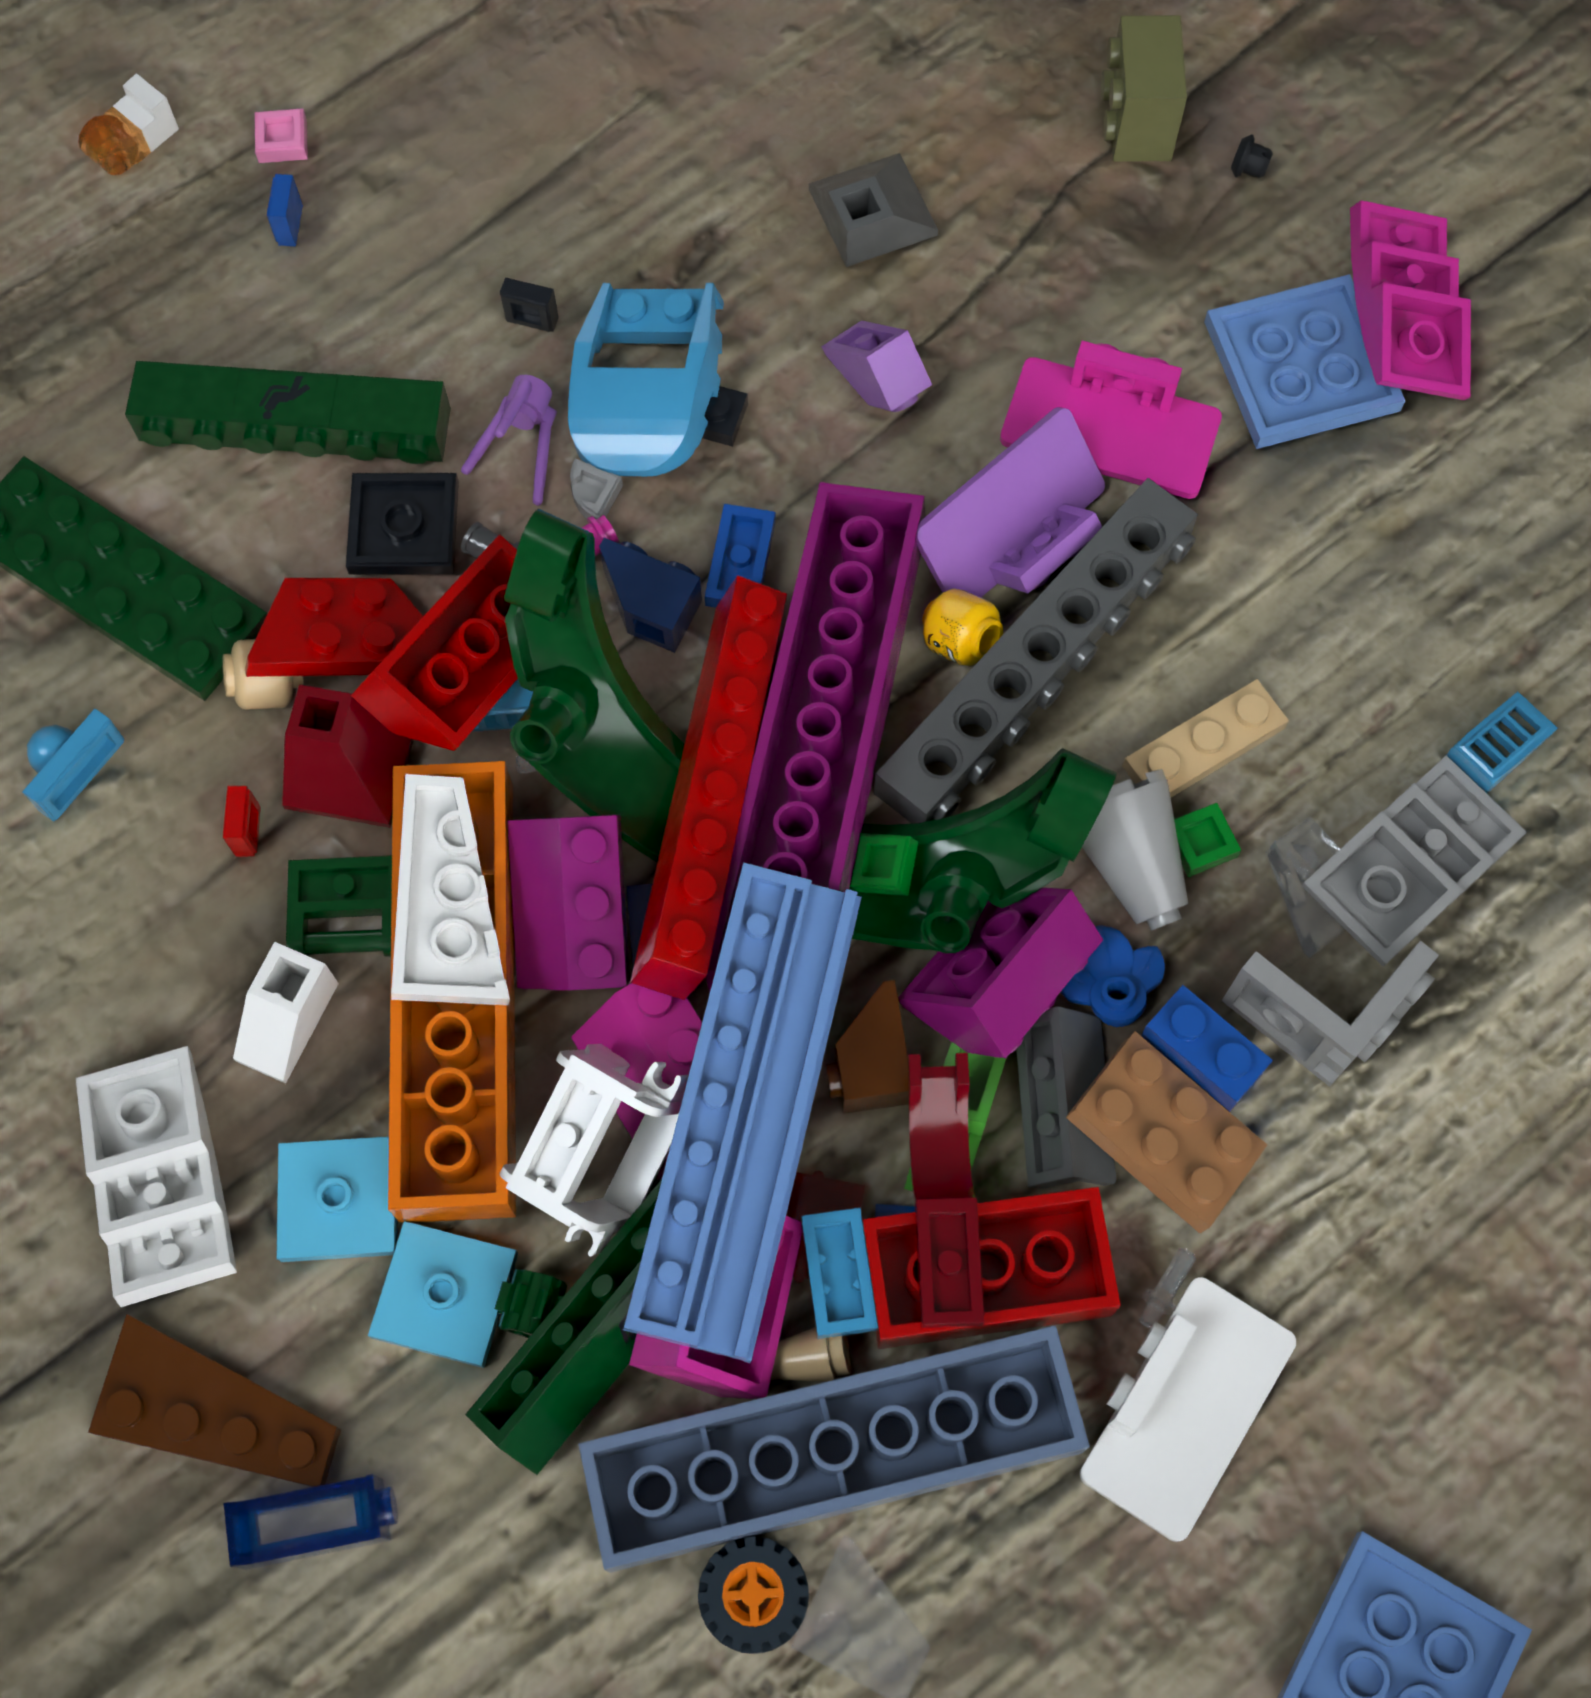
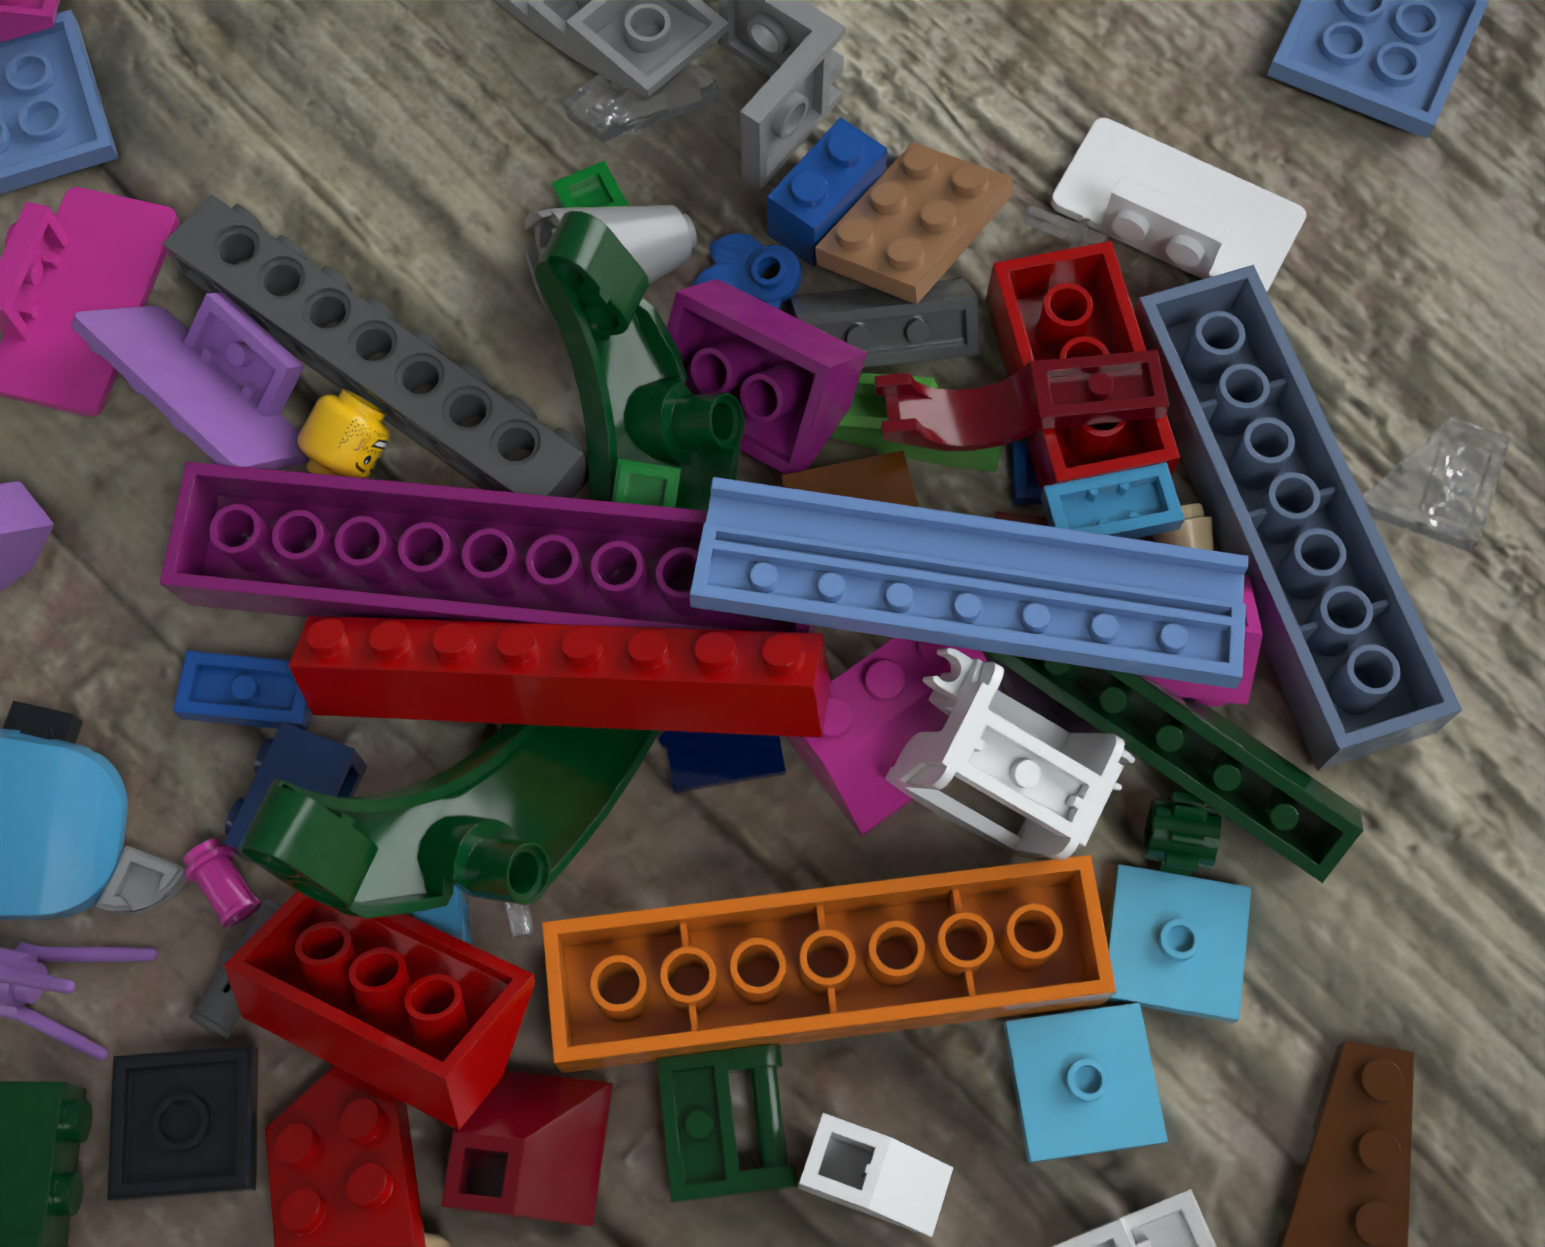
camera: 95 degrees left, 0 degrees up
(309, 1522) = (1454, 1053): clear blue window -> none
(443, 912) = (747, 967): white wing -> none
(569, 903) = (711, 828): magenta slope -> none
(753, 1572) = (1453, 572): black wheel -> none
(1210, 739) = (473, 201): tan plate -> none

